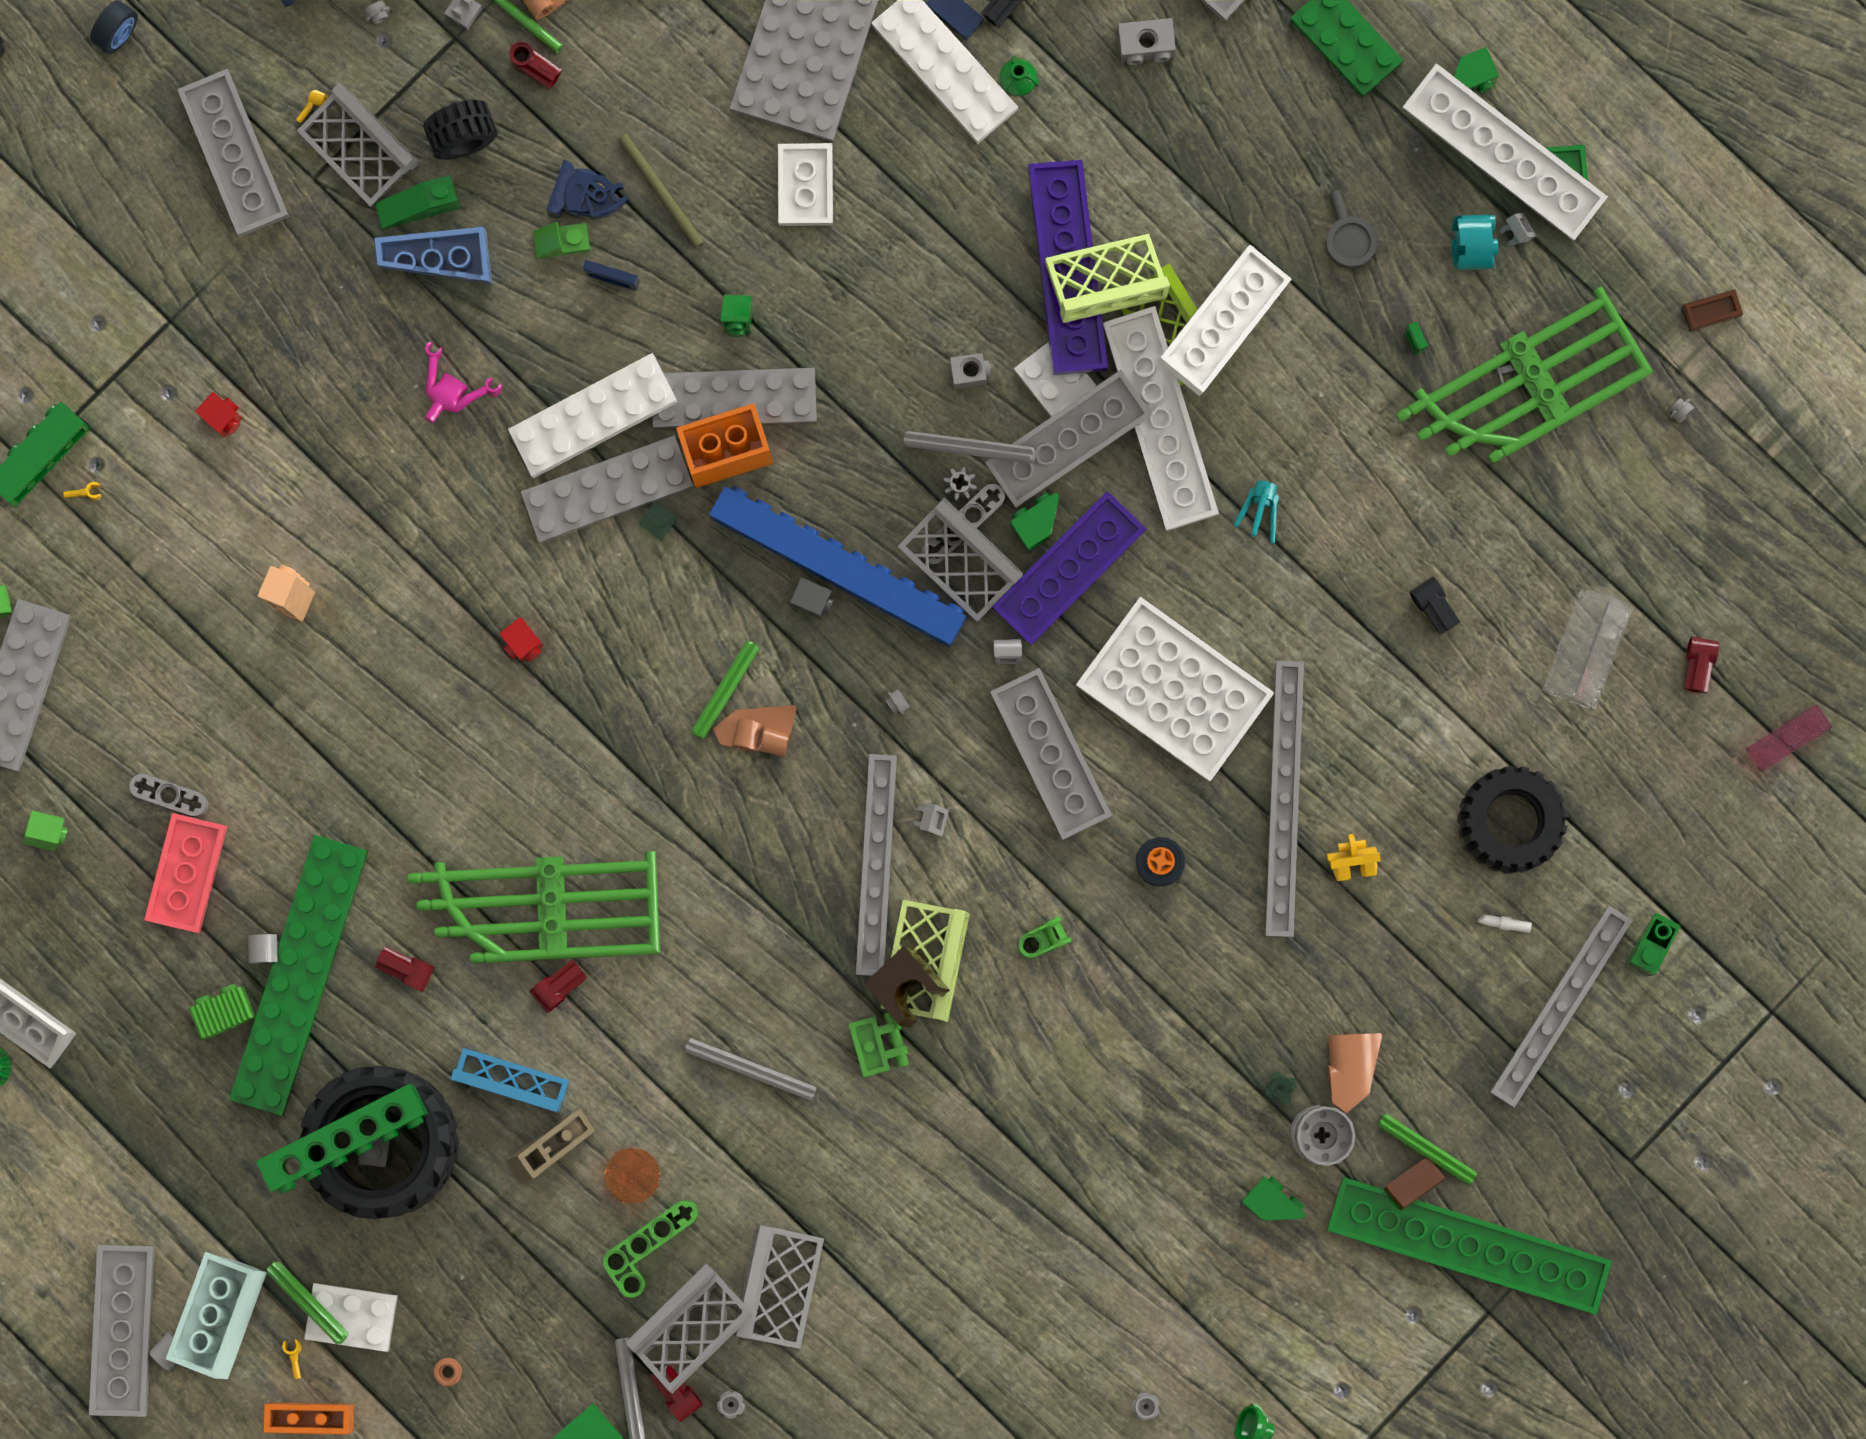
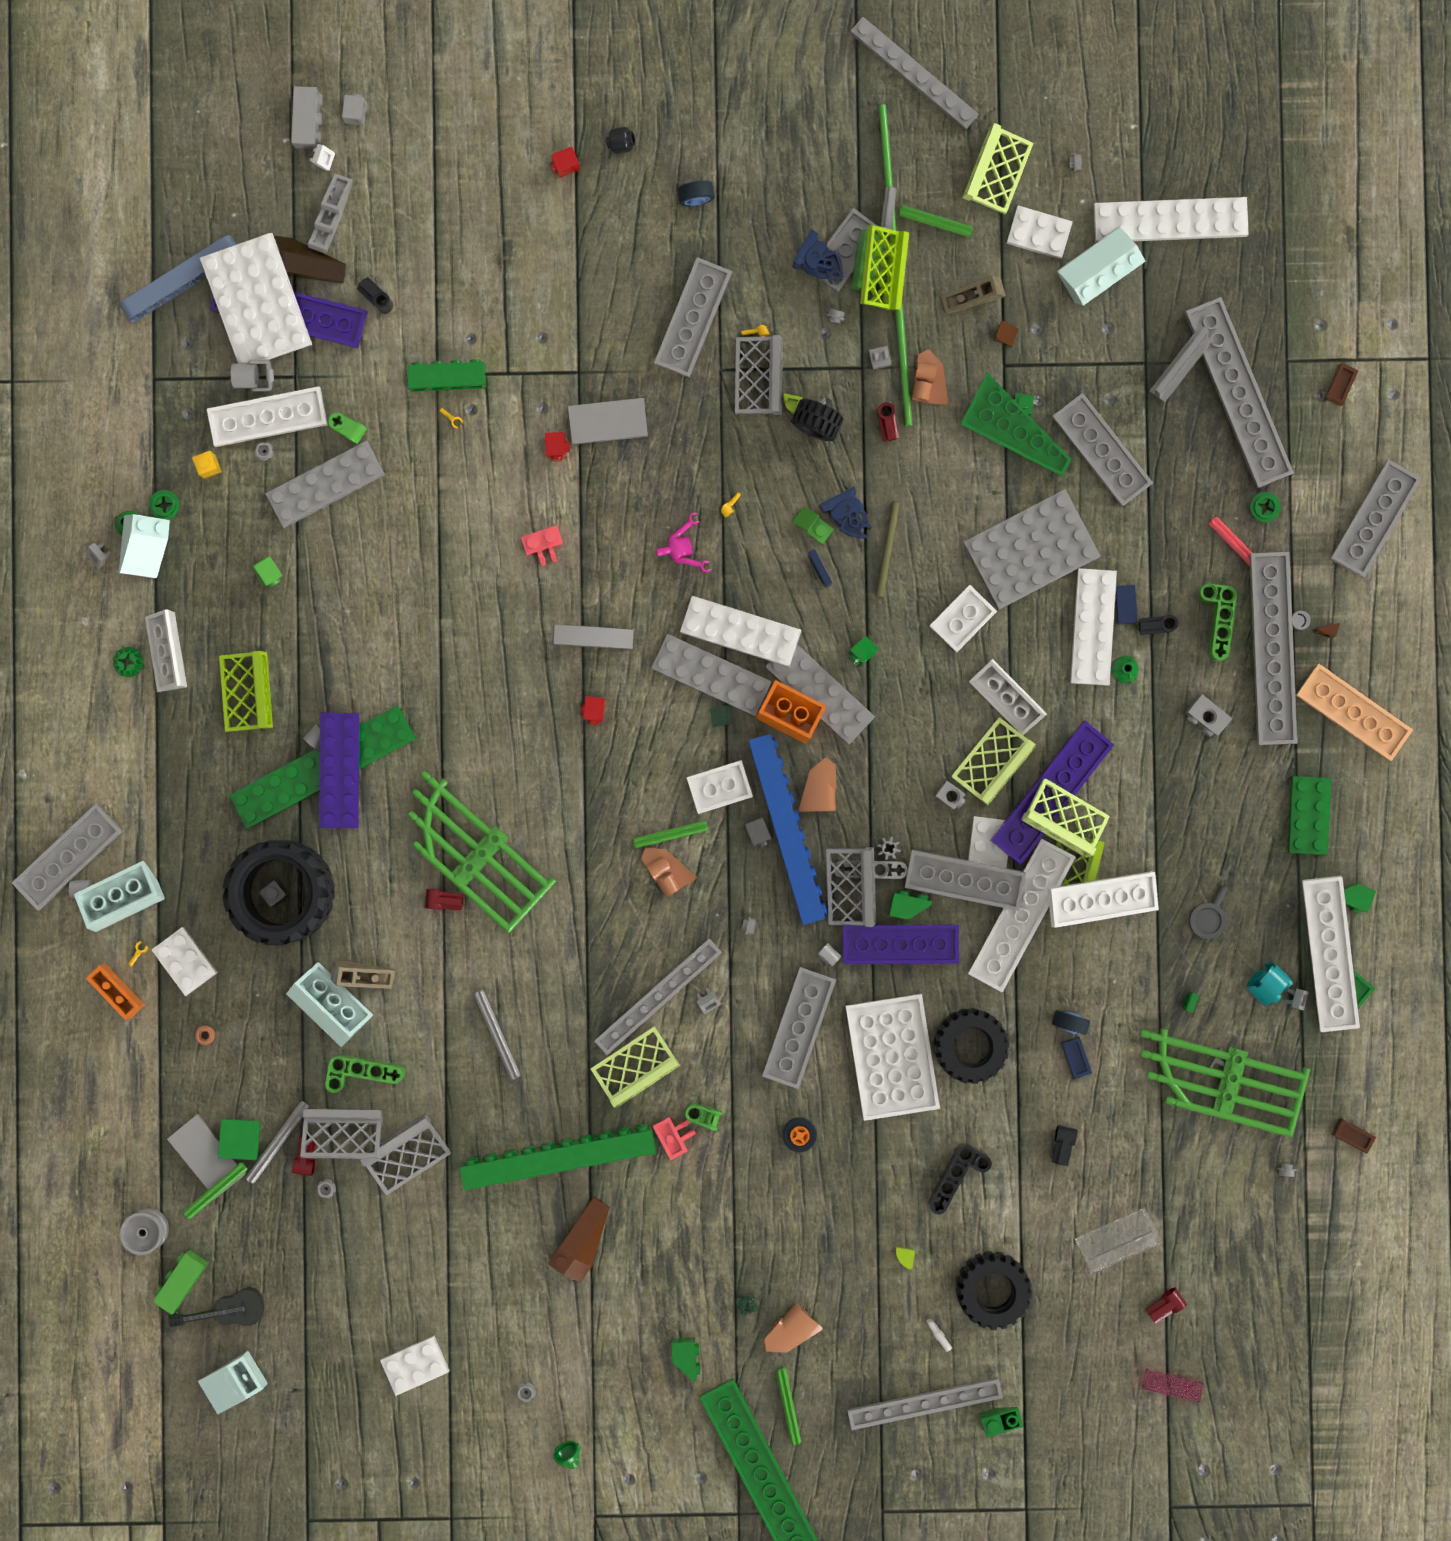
camera: 45 degrees right, 5 degrees up
(147, 796) = (344, 598): light grey beam -> none
(161, 962) = (261, 686): none -> lime fence
(185, 873) = (316, 661): coral plate -> none
(221, 1012) = (267, 749): bright green brick -> none
(248, 339) = (608, 421): none -> light grey tile
(274, 1165) = (209, 867): green brick -> none
(286, 592) = (499, 573): light nougat brick -> none
(300, 524) = (542, 541): none -> coral hinge
(307, 1302) = (169, 934): bright green axle -> none
(319, 958) = (339, 770): none -> dark purple plate
(410, 970) = (379, 821): dark red piece -> none
(417, 141) = (791, 402): none -> lime tile
(418, 202) = (760, 435): green slope -> none
(446, 254) = (748, 476): medium blue wedge -> none
(447, 568) = (592, 636): none -> light grey slope
(457, 309) = (726, 509): none -> yellow hand
(507, 1090) = (368, 927): dark azure fence -> none
(545, 1210) = (329, 1004): none -> light aqua slope
(632, 1175) = (388, 1029): clear orange tile -> none
(727, 592) = (719, 787): none -> white plate
(831, 492) = (820, 788): none -> nougat panel
(870, 1047) = (566, 1082): bright green plate -> none
(898, 977) = (610, 1064): dark brown piece -> none
(928, 217) = (1007, 697): none -> white slope
(937, 1127) = (558, 1157): none -> green brick
(969, 447) = (911, 834): light grey axle -> none
(1002, 294) = (1005, 773): none -> yellowish green fence
(1031, 995) = (670, 1137): none -> coral hinge
(1050, 1198) = (579, 1247): none -> reddish brown wedge
(1252, 562) = (997, 1046): none -> black tyre
(1263, 496) = (1034, 1006): teal plant -> none
(1284, 799) = (891, 1165): light grey plate -> none
(1317, 475) = (1070, 1022): none -> black wheel
(1333, 1147) = (745, 1360): light grey wheel -> none
(1353, 854) = (897, 1227): yellow hips -> none
(1359, 507) = (1076, 1057): none -> dark blue tile
(1363, 750) = (955, 1180): none -> black beam
(1391, 878) = (905, 1256): none -> lime tile
(1414, 1183) = (764, 1417): reddish brown tile -> none

